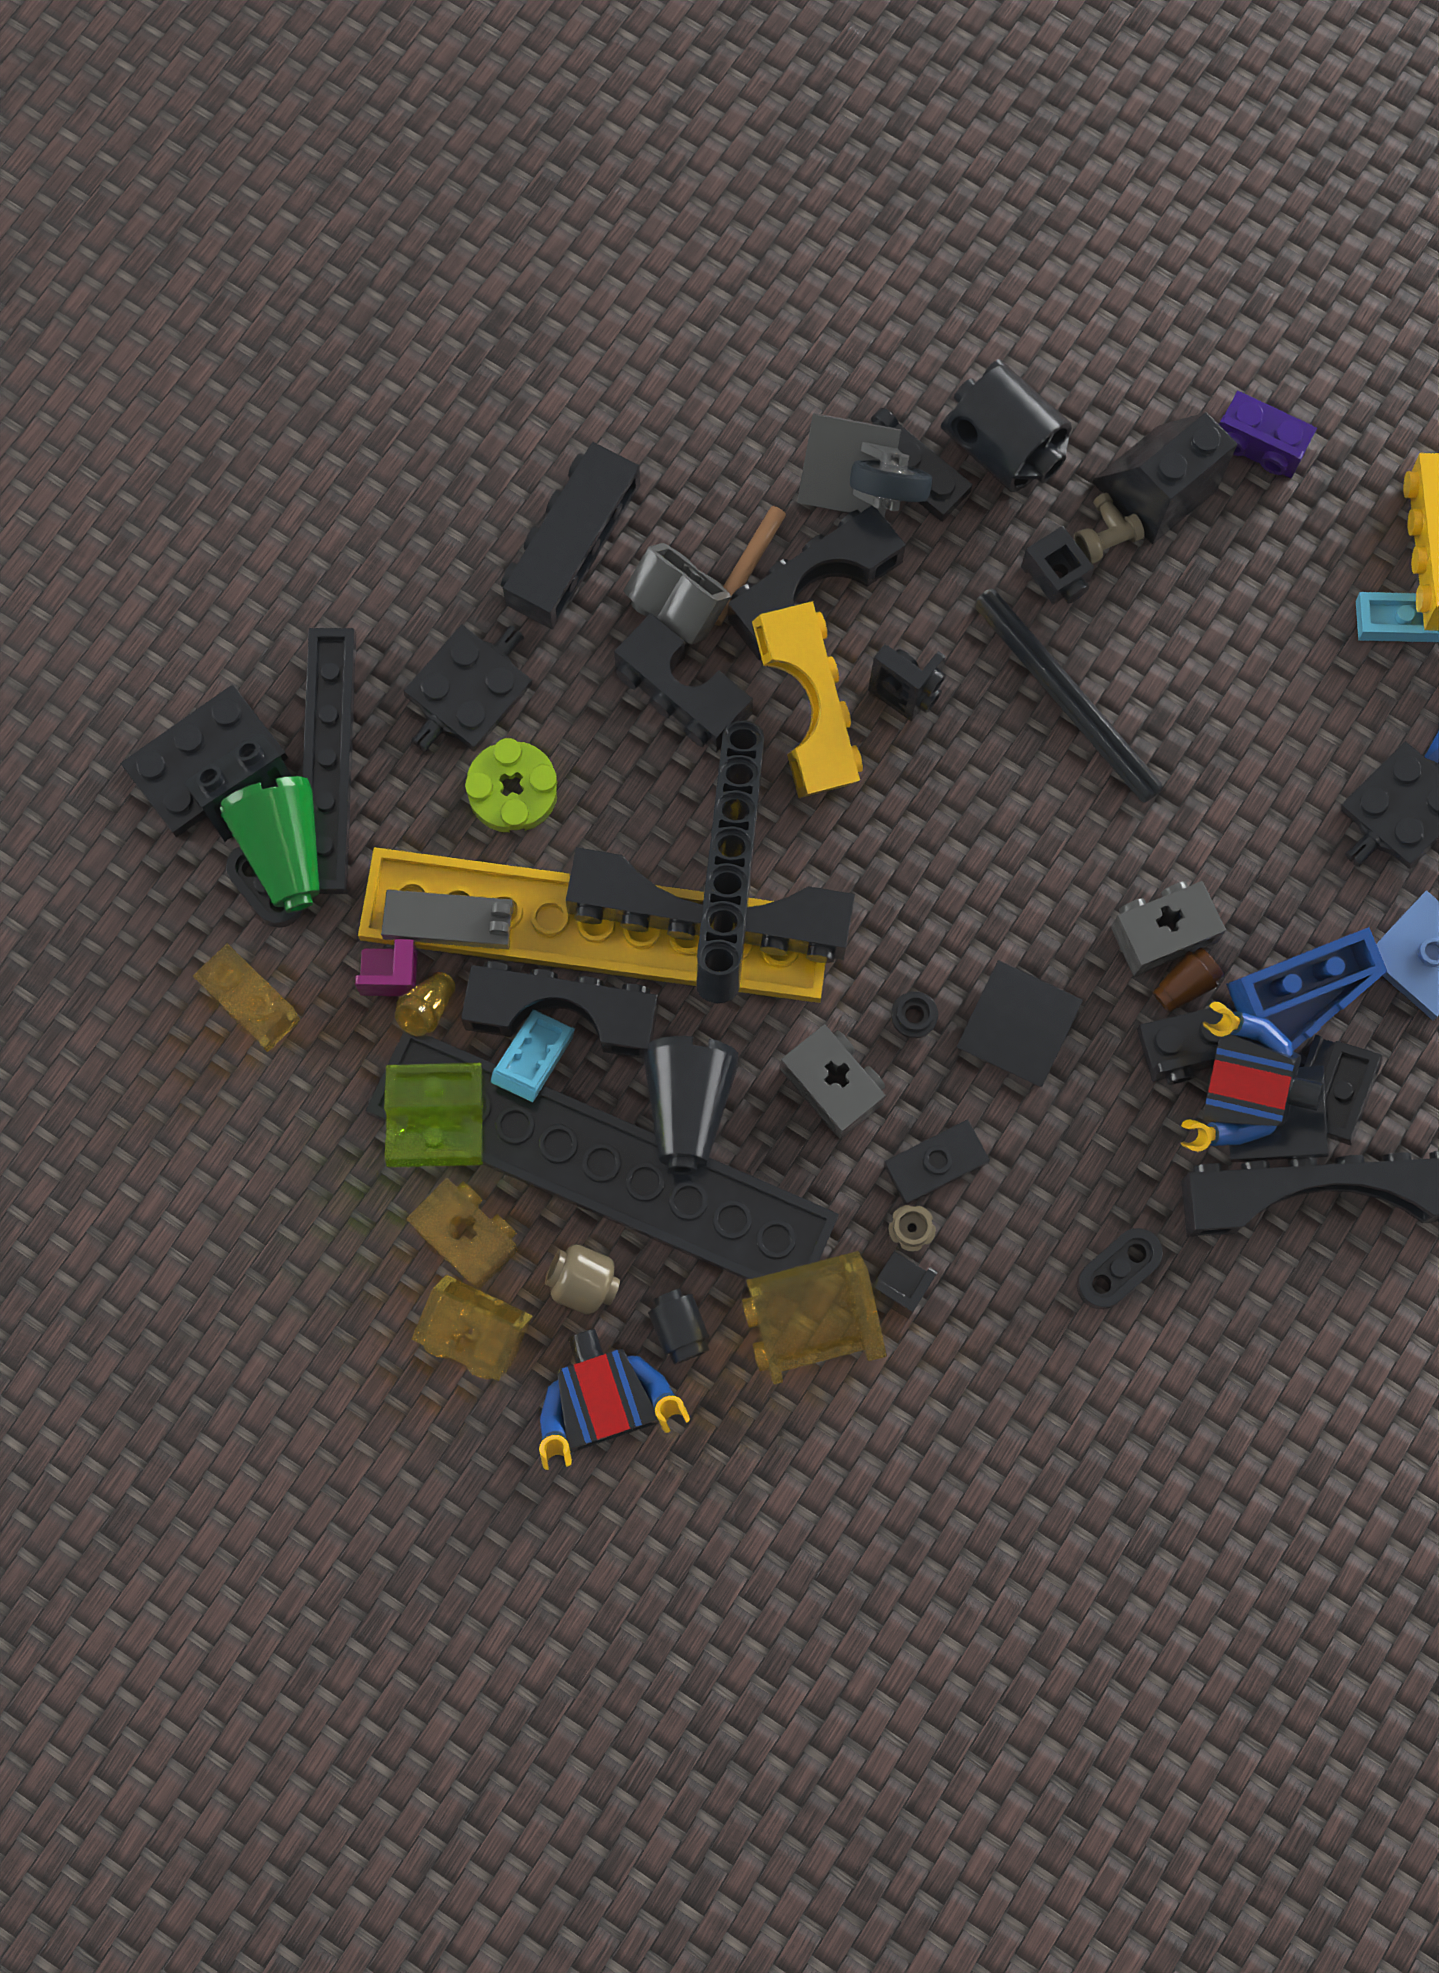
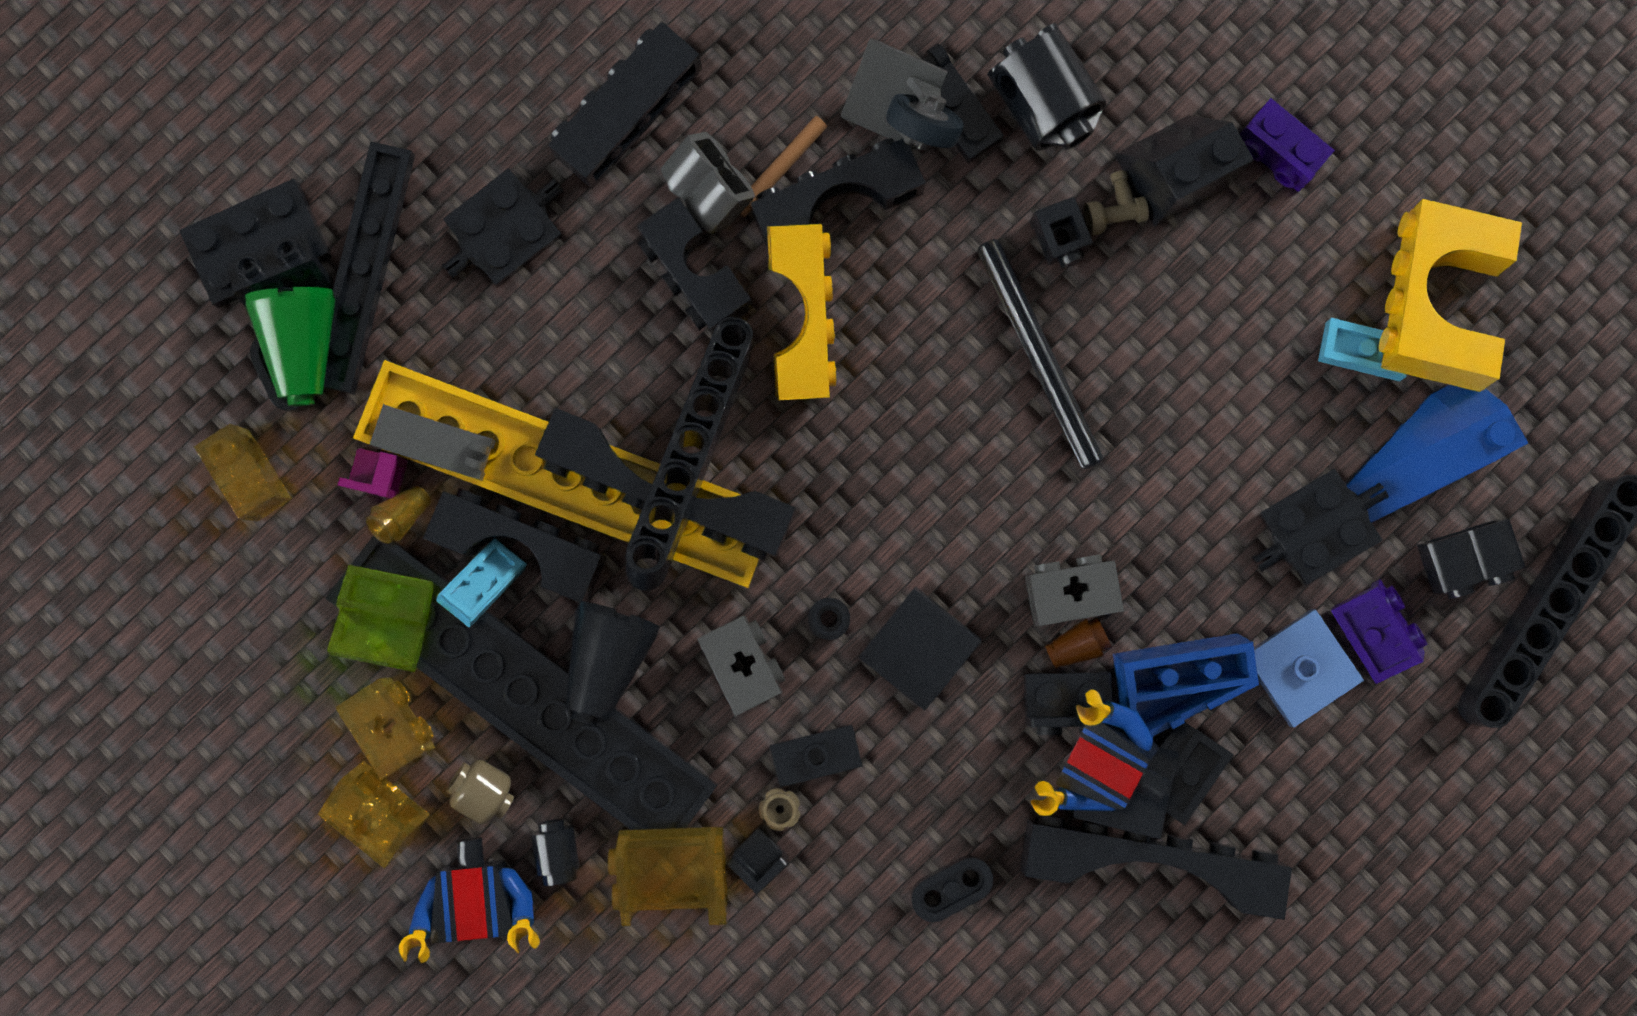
camera: 15 degrees right, 10 degrees up
(514, 811) = (498, 322): lime plate -> none
(904, 685) = (887, 312): black bracket -> none

